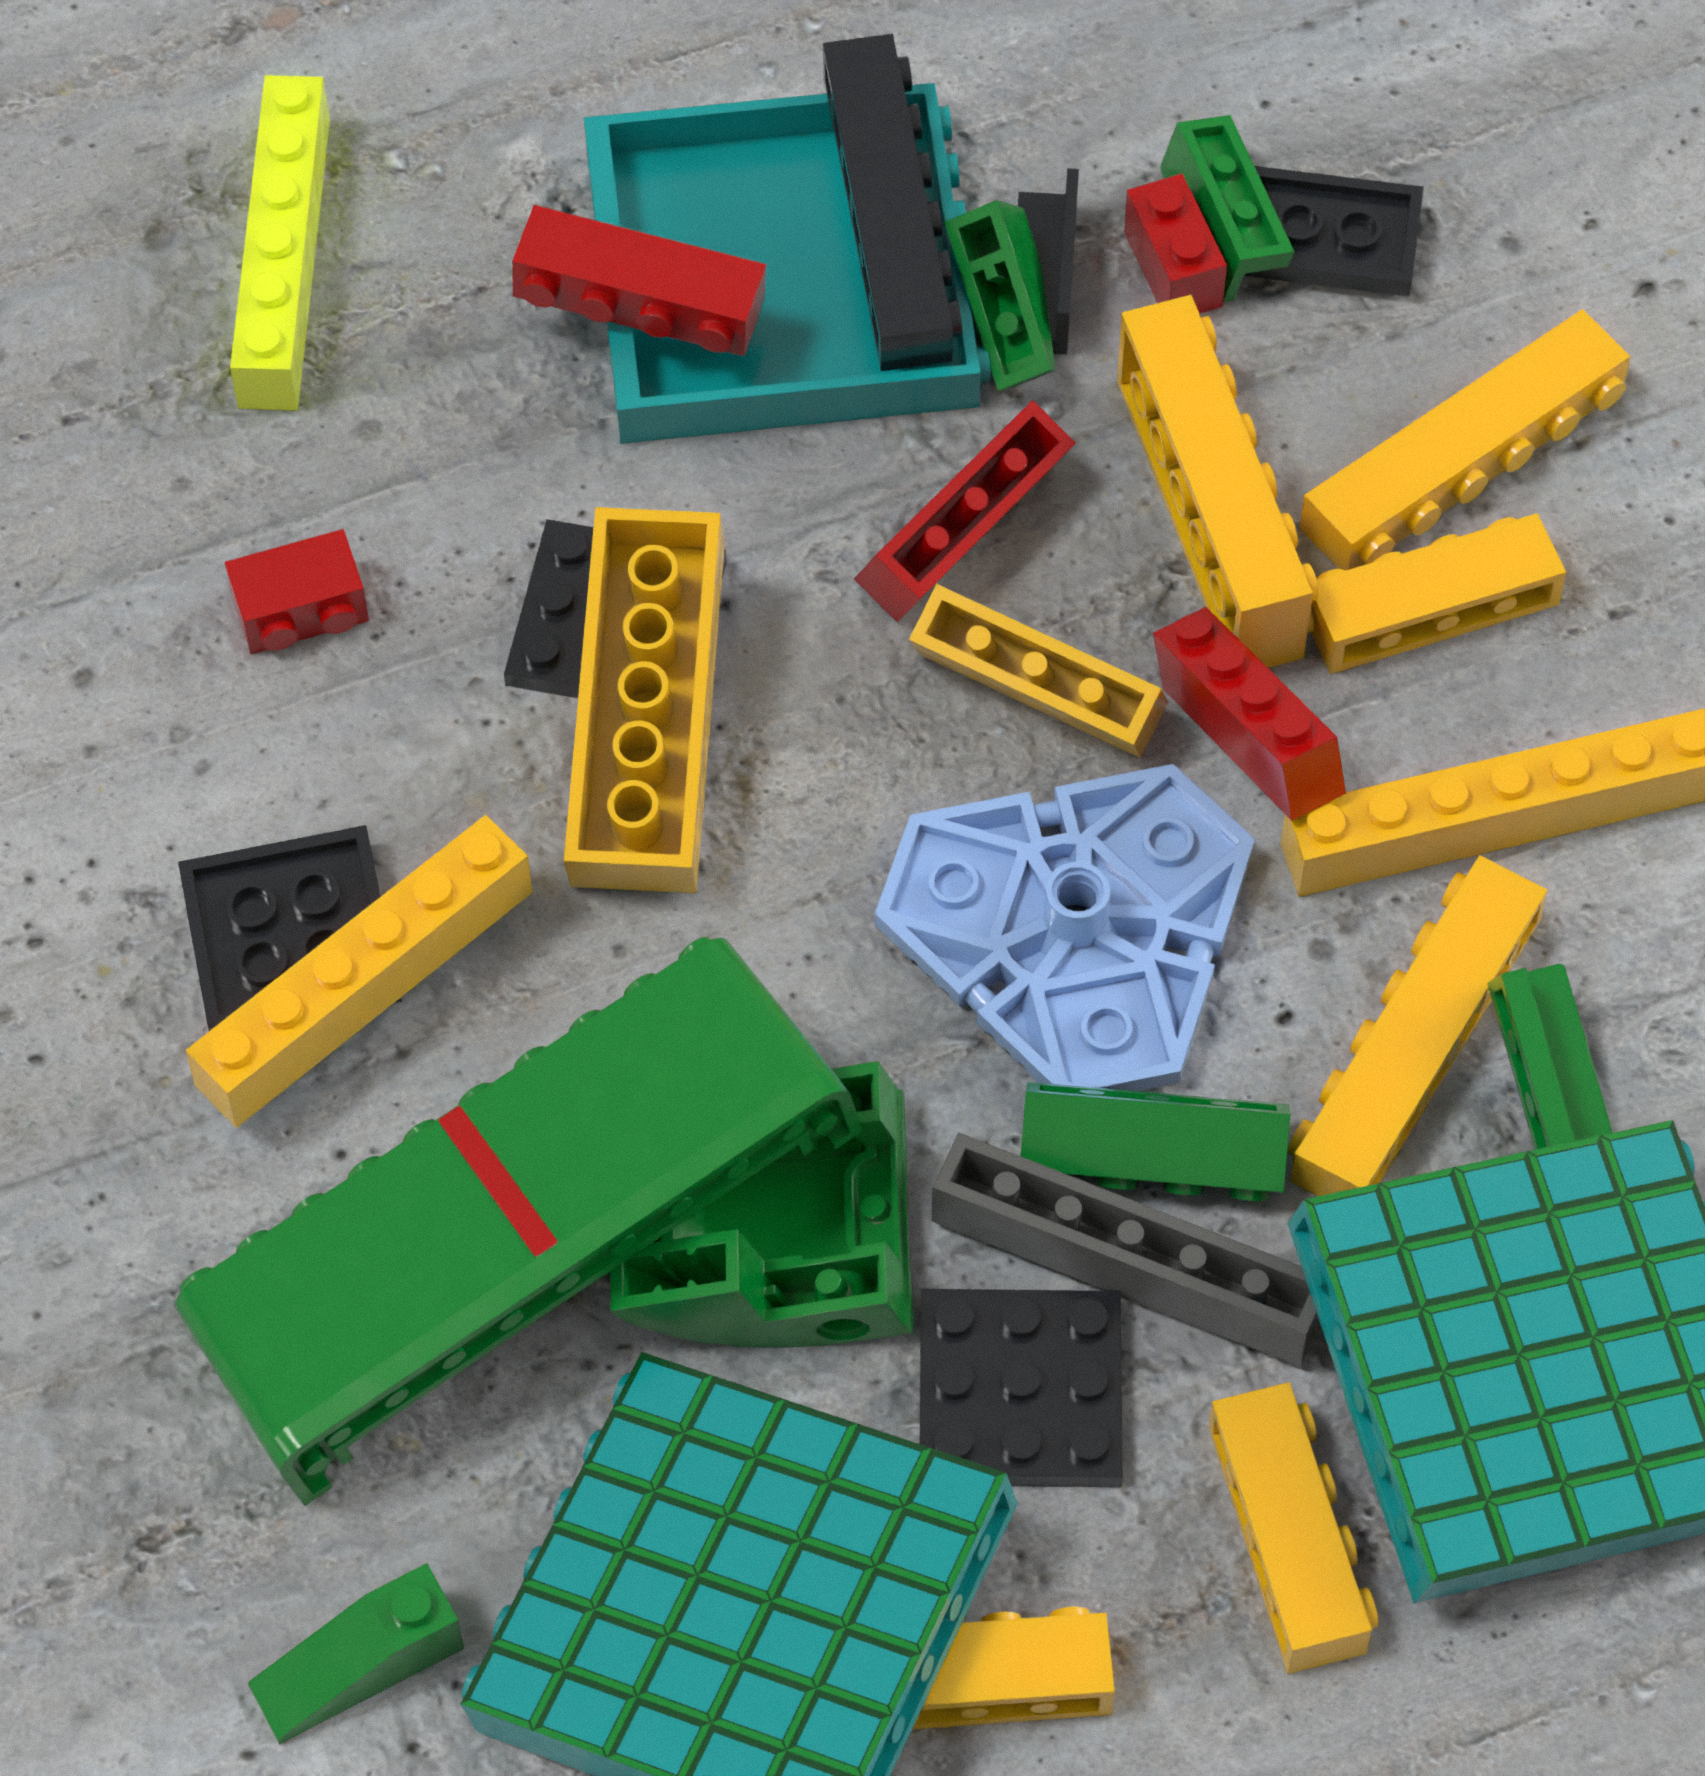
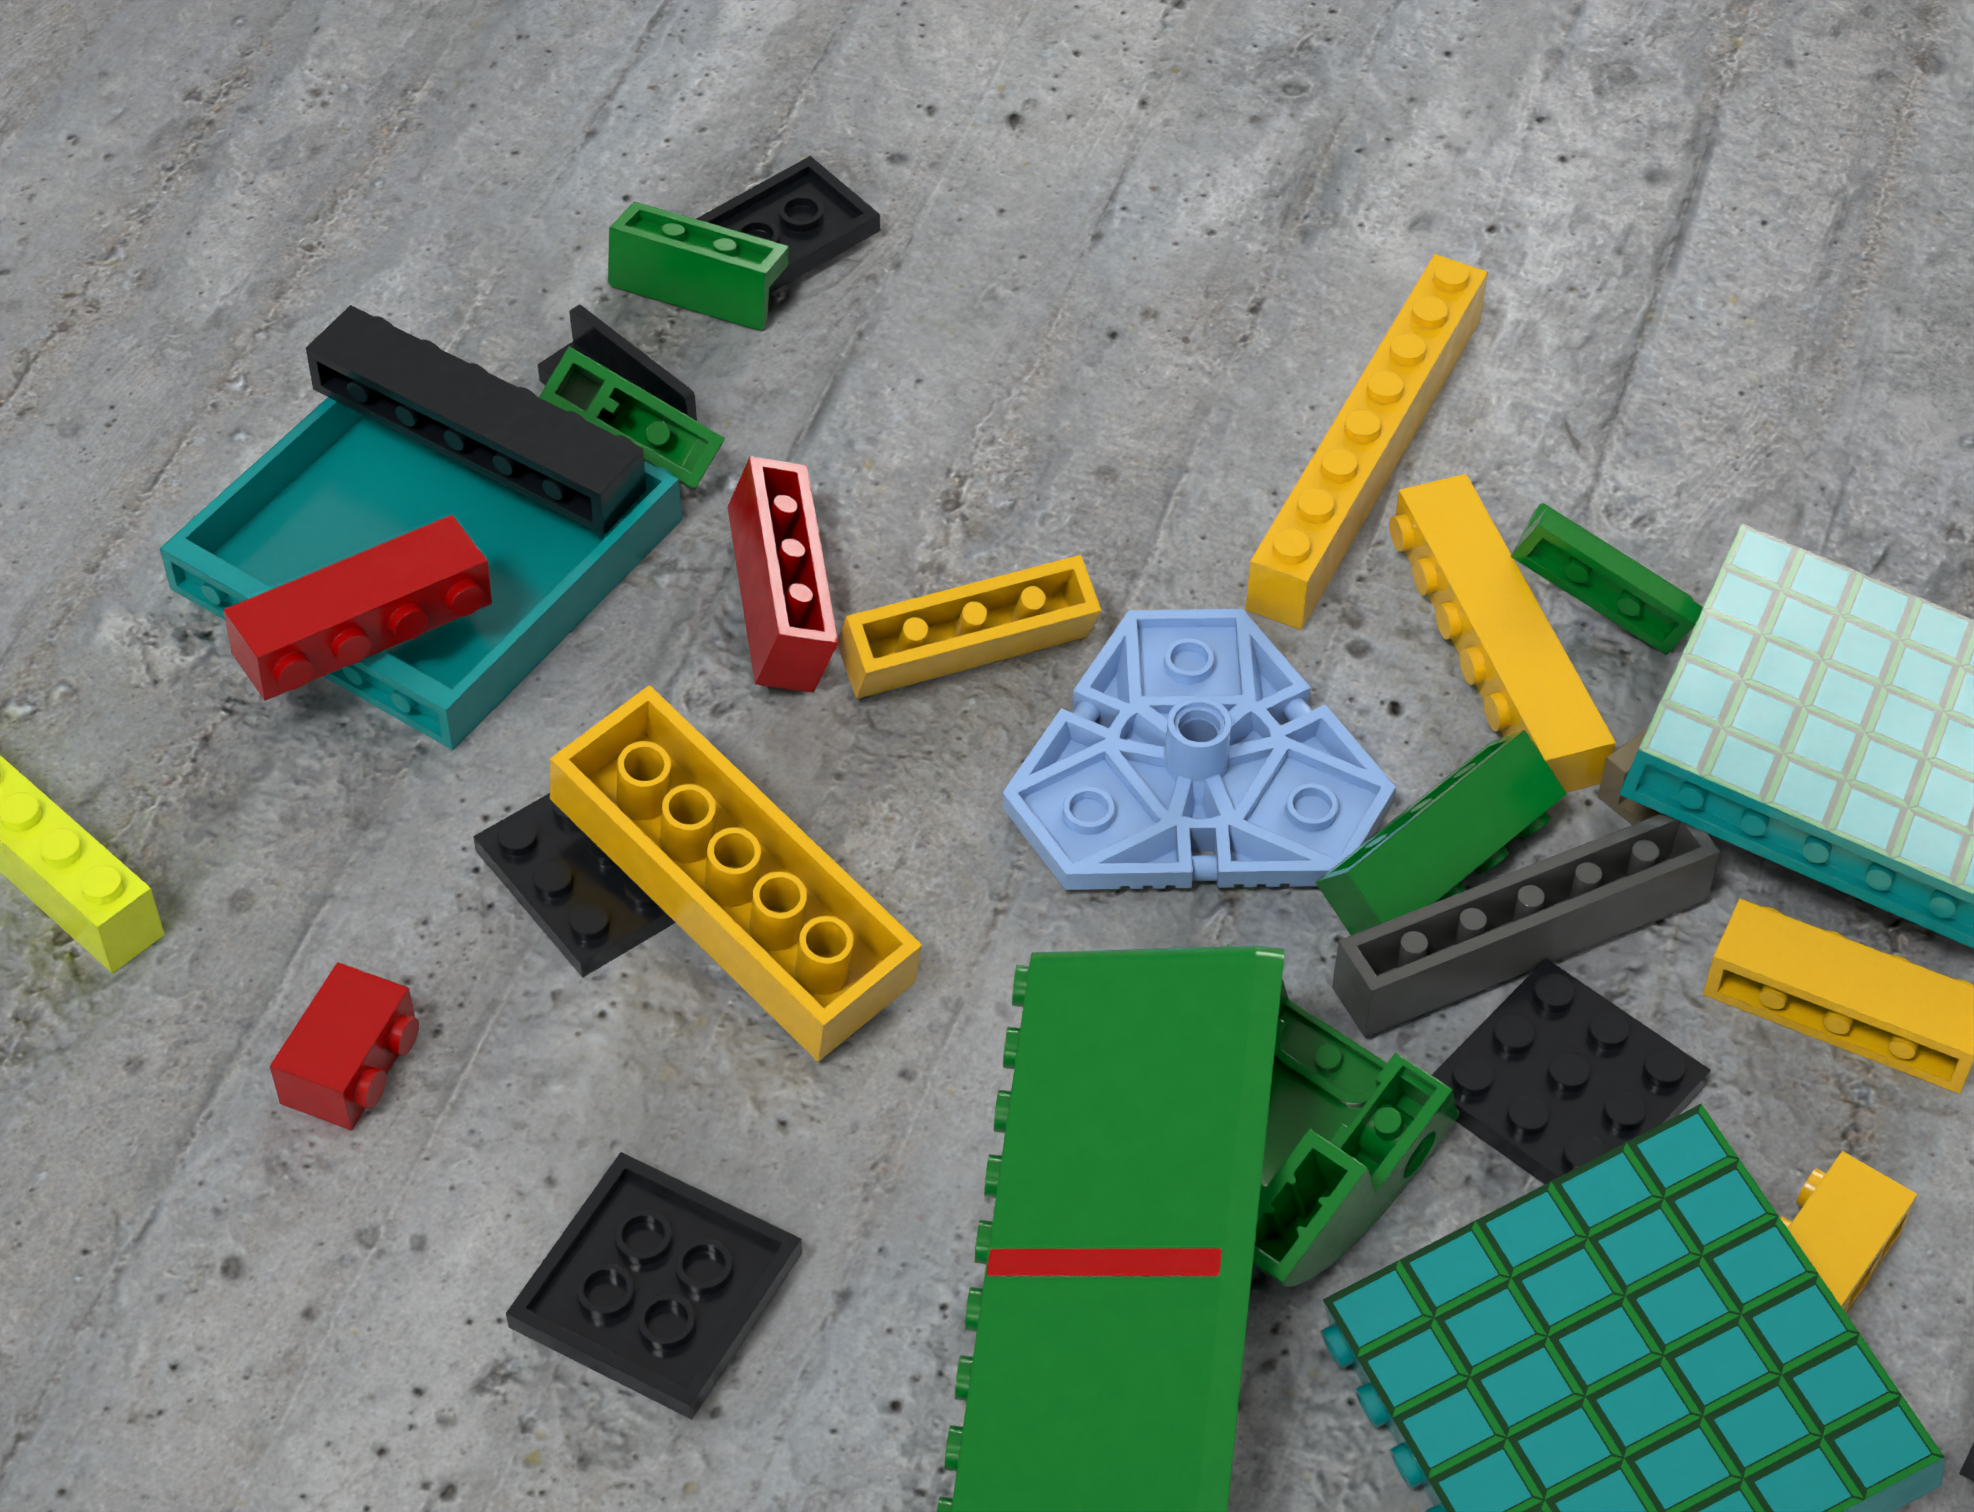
camera: 50 degrees left, 10 degrees down
(359, 971) = (771, 1248): yellow brick -> none
(1174, 243) = (697, 312): red brick -> none
(1214, 480) = (930, 419): yellow brick -> none
(1250, 713) = (1155, 522): red brick -> none
(1435, 592) = (1141, 378): yellow brick -> none
(1465, 443) = (1041, 283): yellow brick -> none

